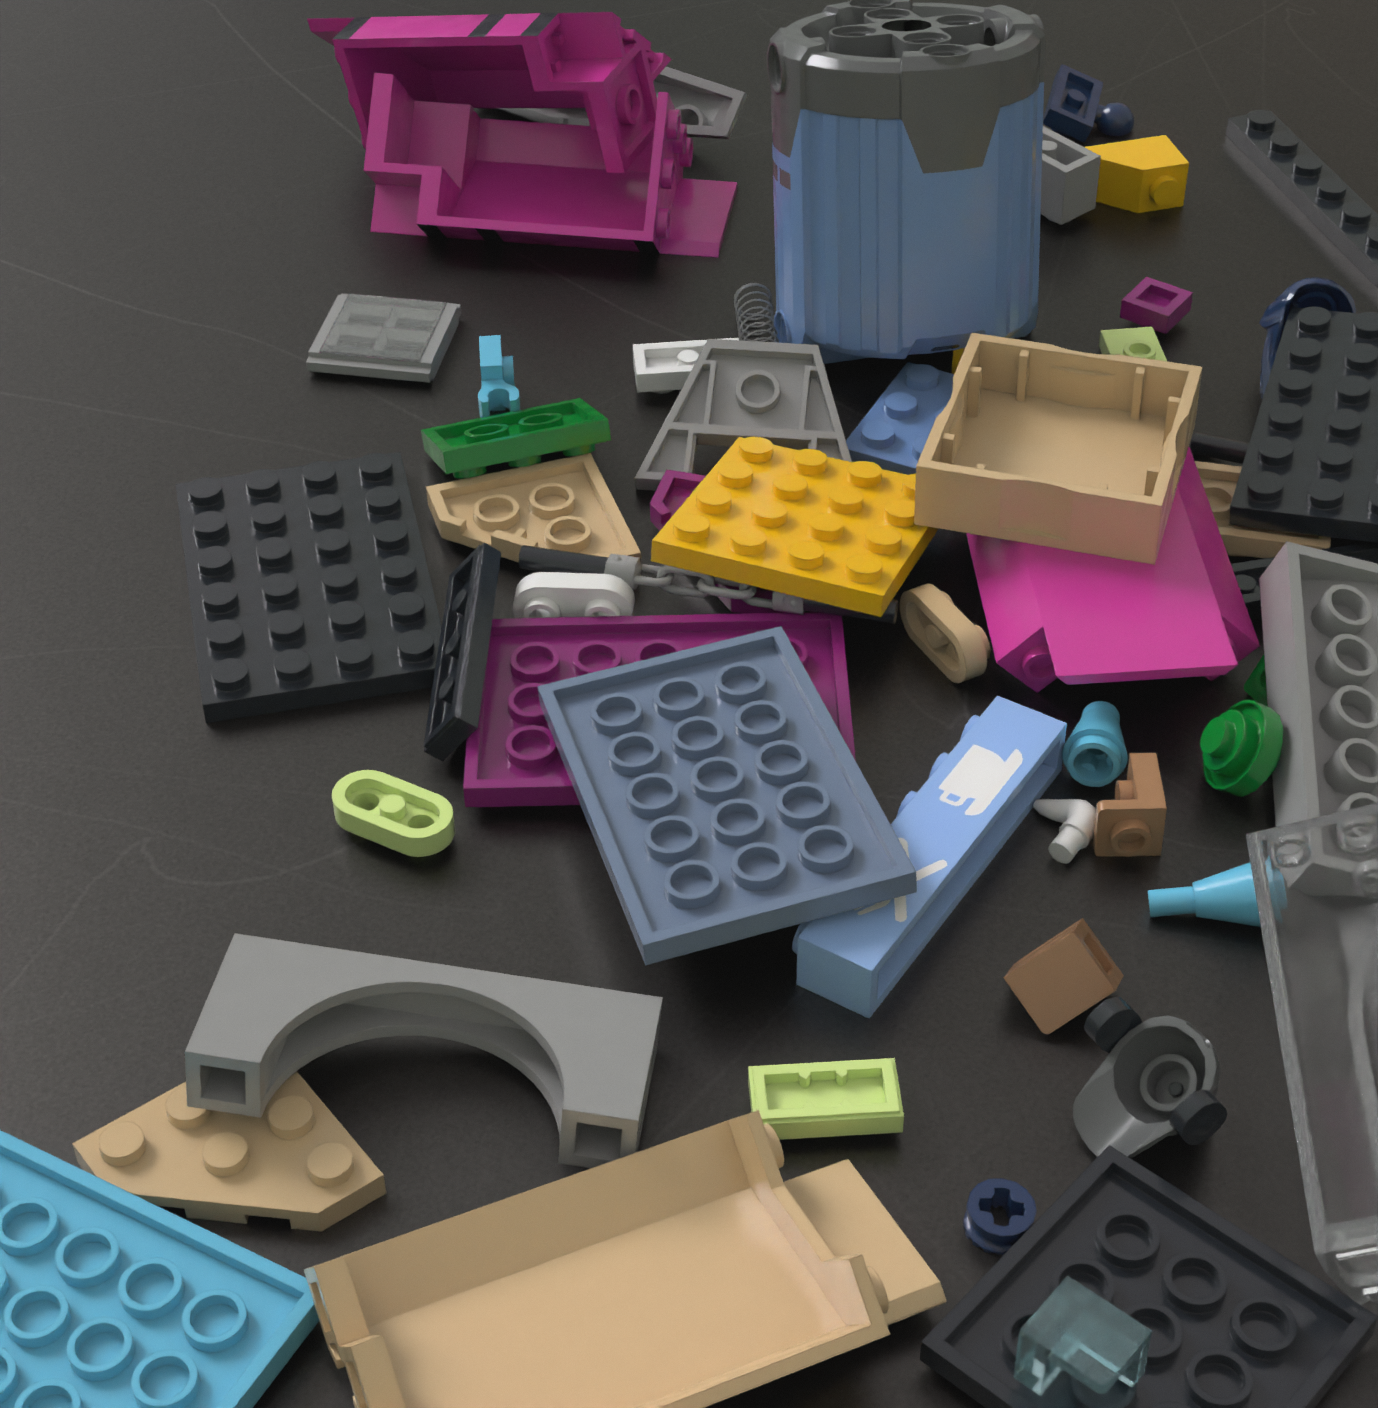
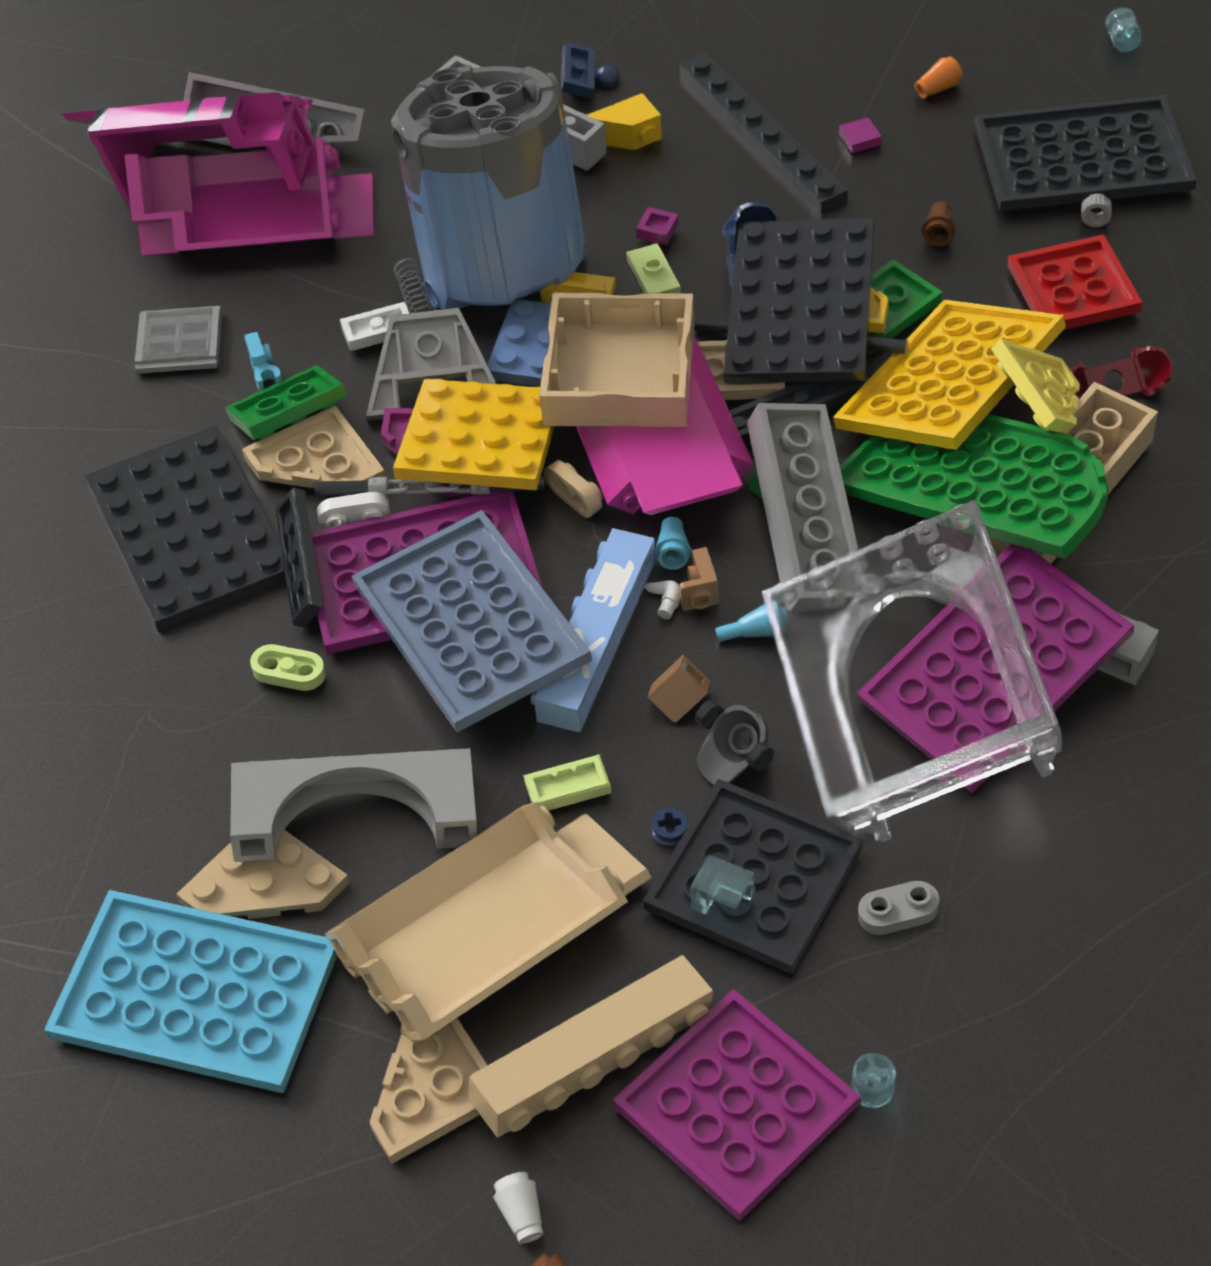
camera: 10 degrees left, 10 degrees up
(1241, 748) = (752, 532): green plate -> none

